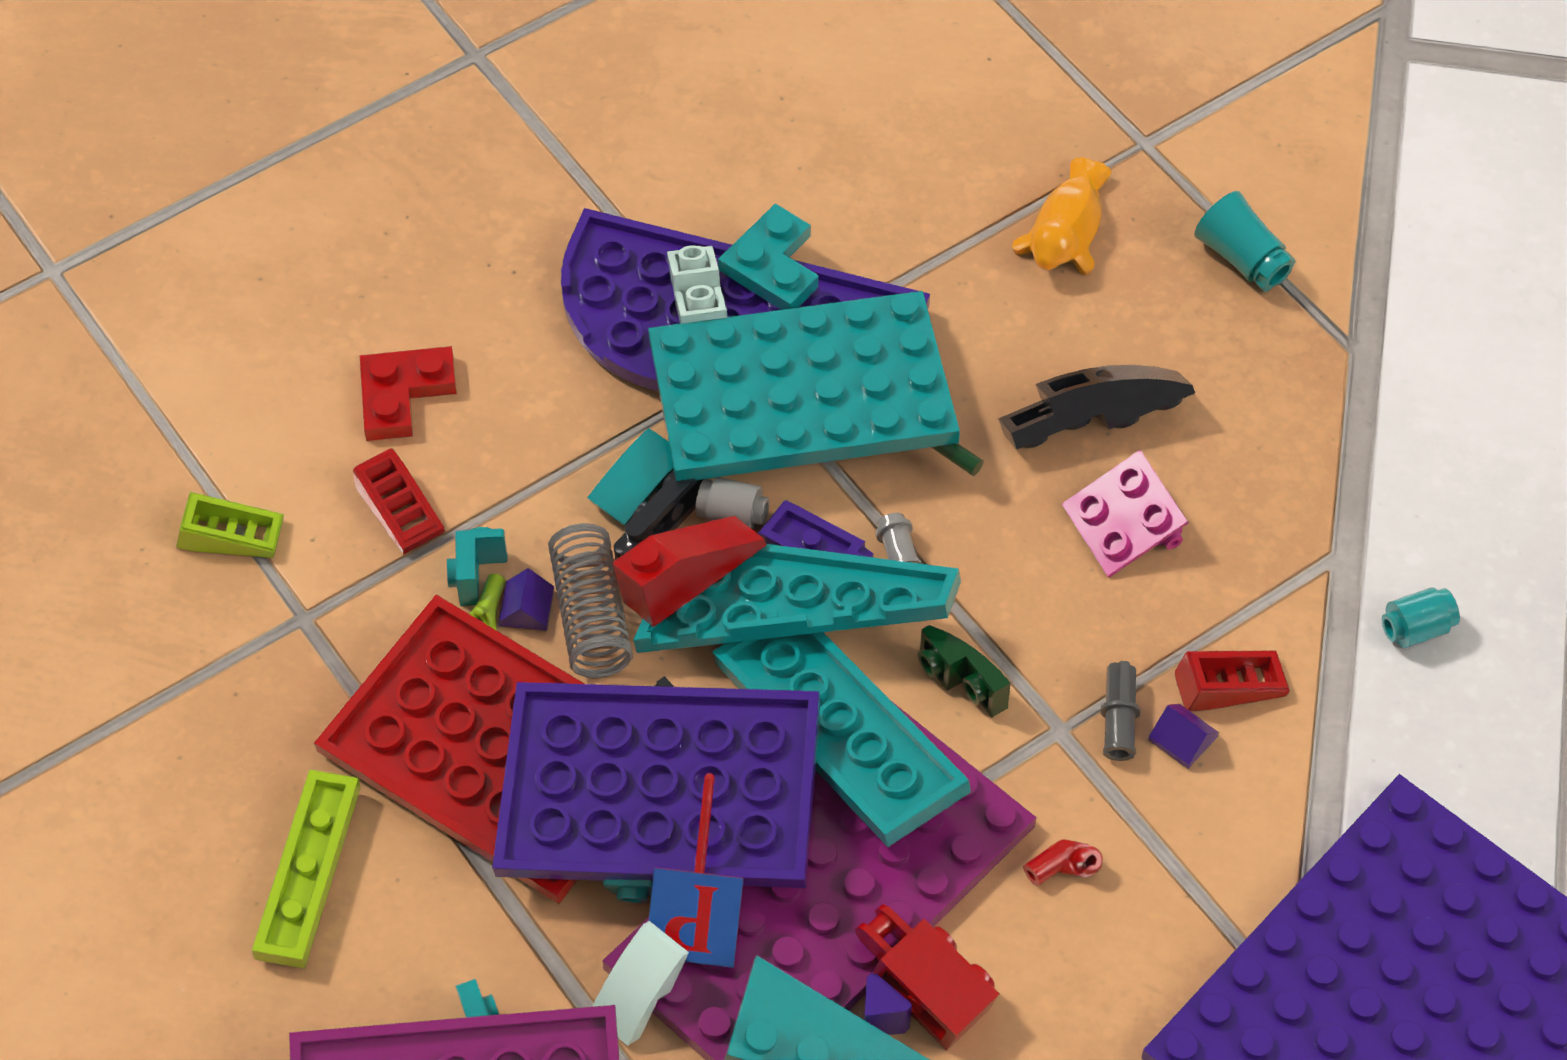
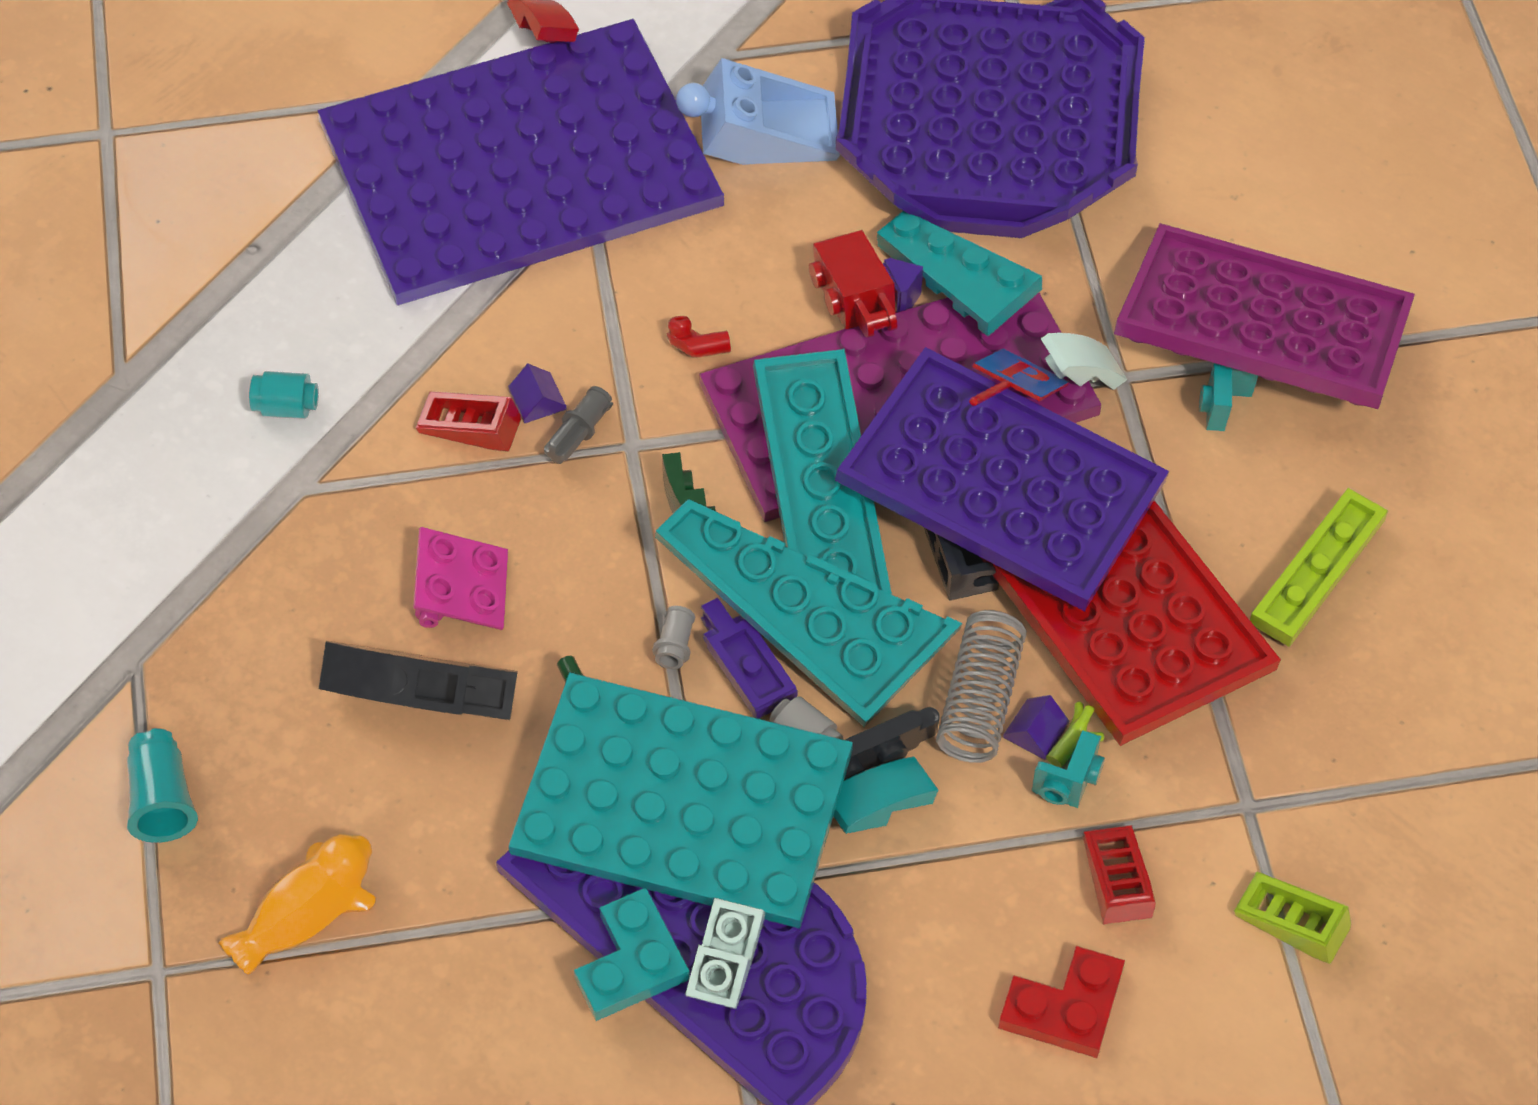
camera: 155 degrees left, 0 degrees up
(681, 564) = (883, 657): red slope -> none

